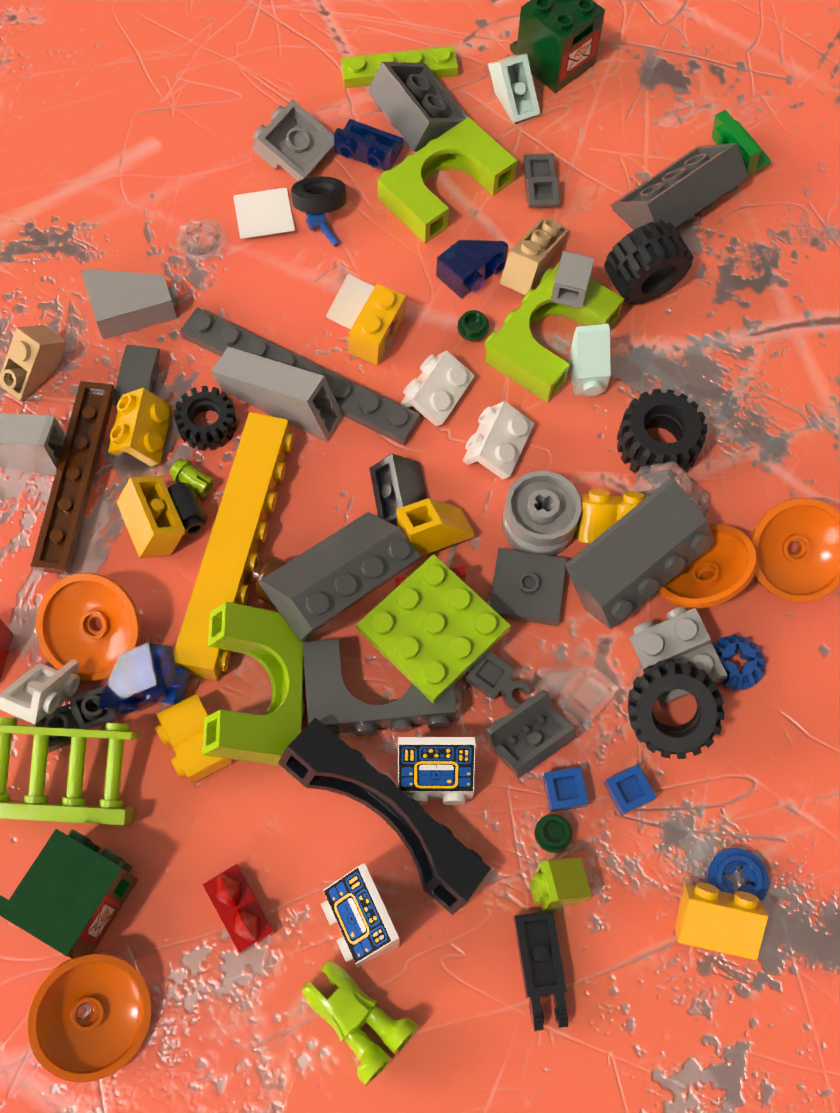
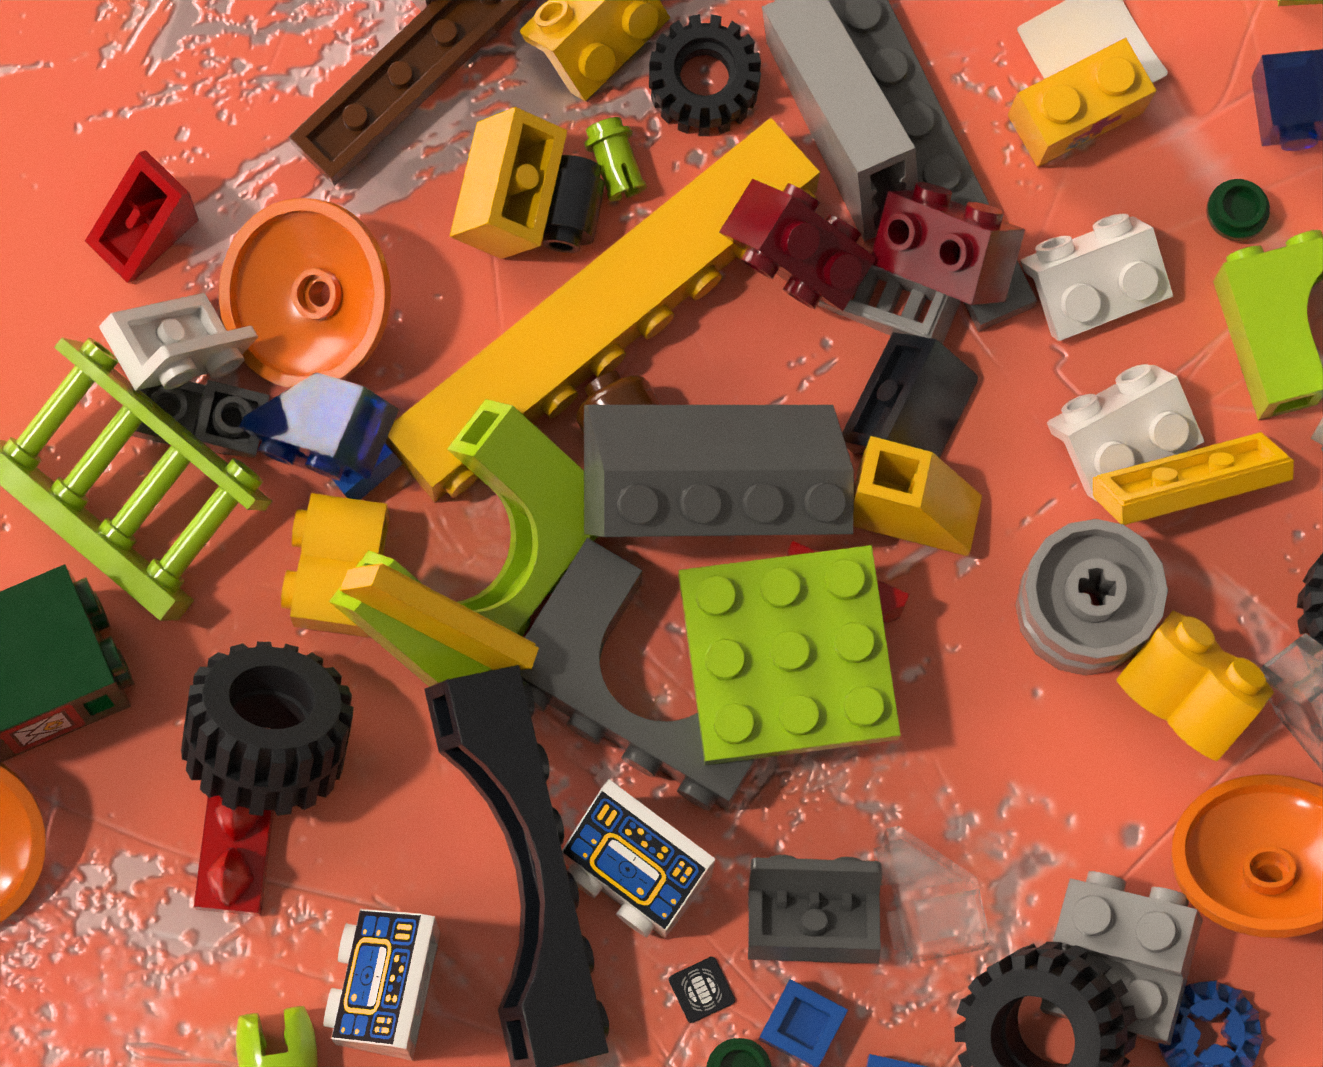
camera: 35 degrees right, 10 degrees up
(214, 837) = (260, 765): none -> black tyre
(260, 720) = (438, 617): none -> yellow tile
(301, 453) = (796, 243): none -> dark red brick
(353, 445) = (882, 318): none -> light grey slope
(366, 411) = (948, 245): none -> dark red brick
(491, 677) = (825, 787): dark grey plate -> none
(506, 810) = (701, 989): none -> black sticker
(528, 586) = (988, 691): dark grey plate -> none
(543, 438) = (1192, 478): none -> yellow tile
(639, 554) = (1184, 769): dark grey slope -> none

